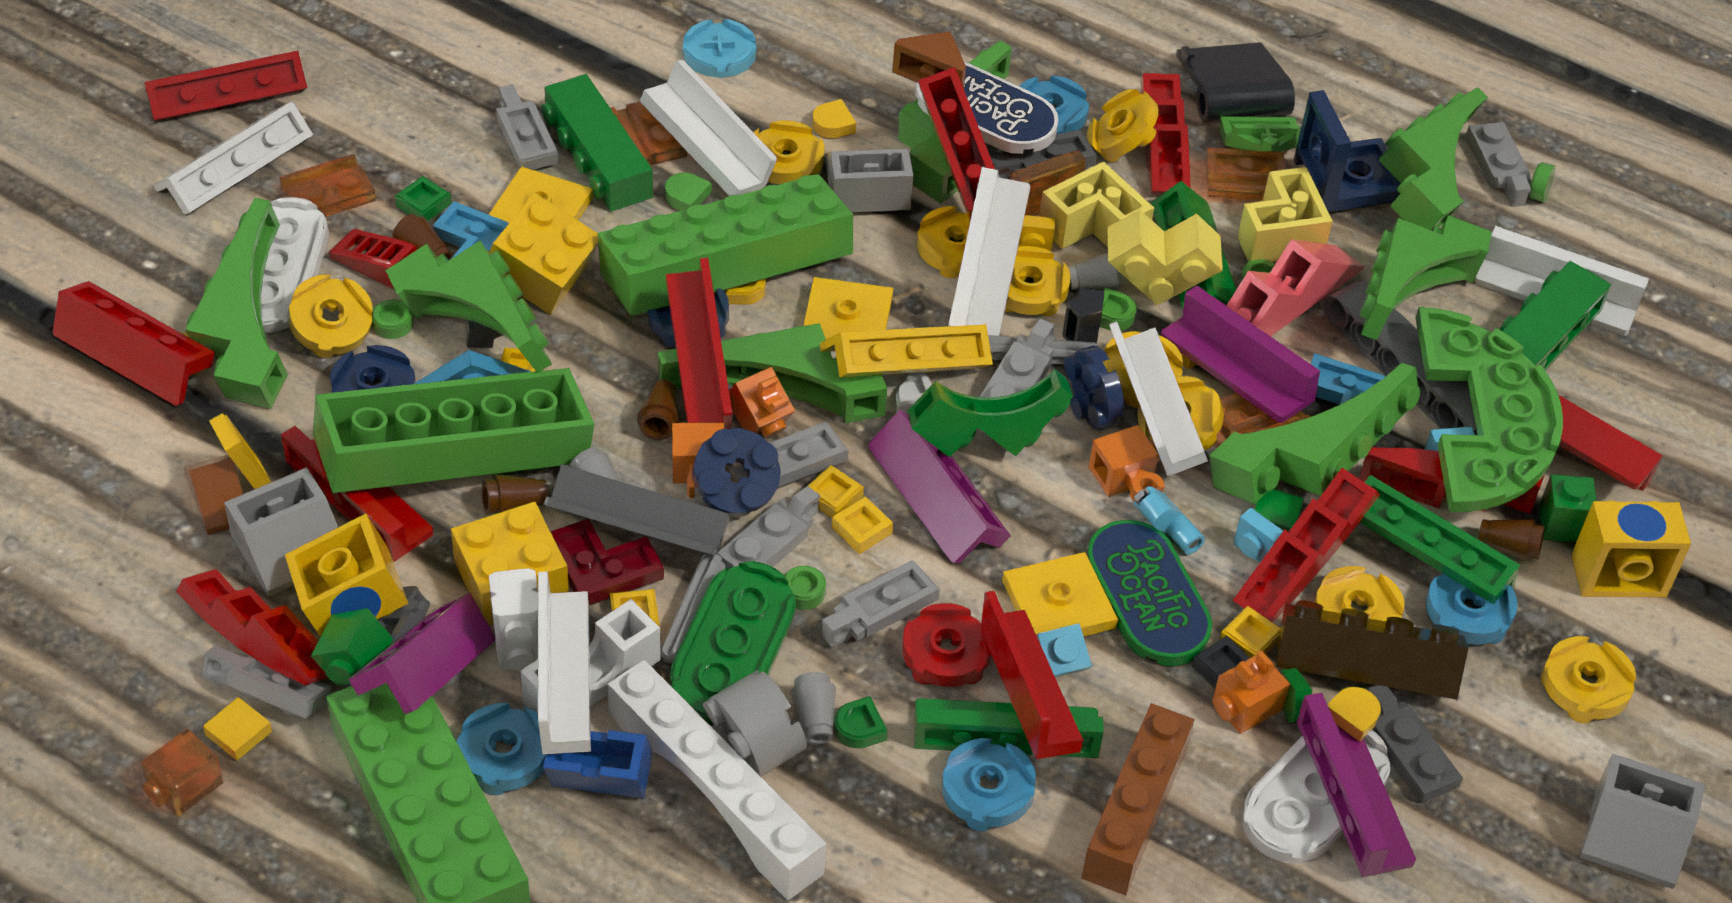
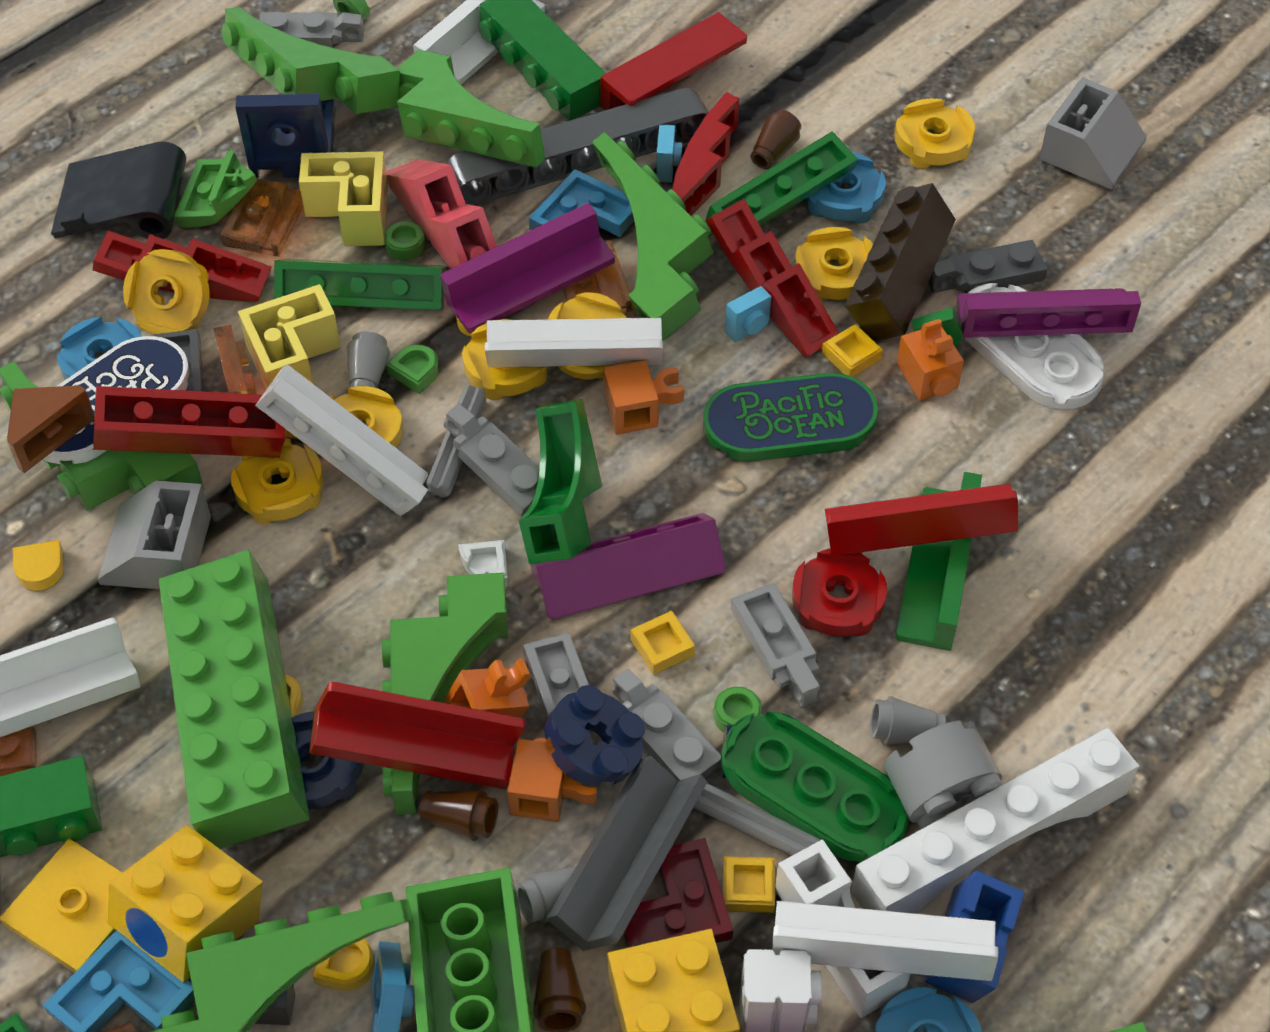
camera: 75 degrees left, 5 degrees up
(686, 190) = (105, 737): bright green tile -> none
(805, 149) = (88, 594): yellow plate -> none
(836, 491) = (609, 658): yellow tile -> none
(848, 306) = (355, 603): yellow plate -> none
(859, 724) = (922, 687): green tile -> none
(910, 350) = (453, 544): yellow panel -> none
(982, 806) = (1006, 612): dark azure plate -> none
(1061, 595) = (787, 489): yellow plate -> none
(1065, 650) = (857, 489): medium azure plate -> none
(1083, 316) = (434, 385): black piece -> none
(1096, 392) = (560, 380): dark blue plate -> none
(1137, 799) = (1046, 470): dark orange brick -> none
(1161, 260) = (386, 290): light yellow brick -> none
(1169, 519) = (712, 377): medium azure piece -> none
(1218, 659) = (885, 378): black tile -> none
(1280, 508) = (713, 297): green tile -> none
(1355, 711) = (969, 282): yellow tile -> none
(1512, 408) = (656, 85): bright green plate -> none
(1565, 506) = (757, 90): green brick -> none
(1630, 549) = (817, 59): yellow brick -> none

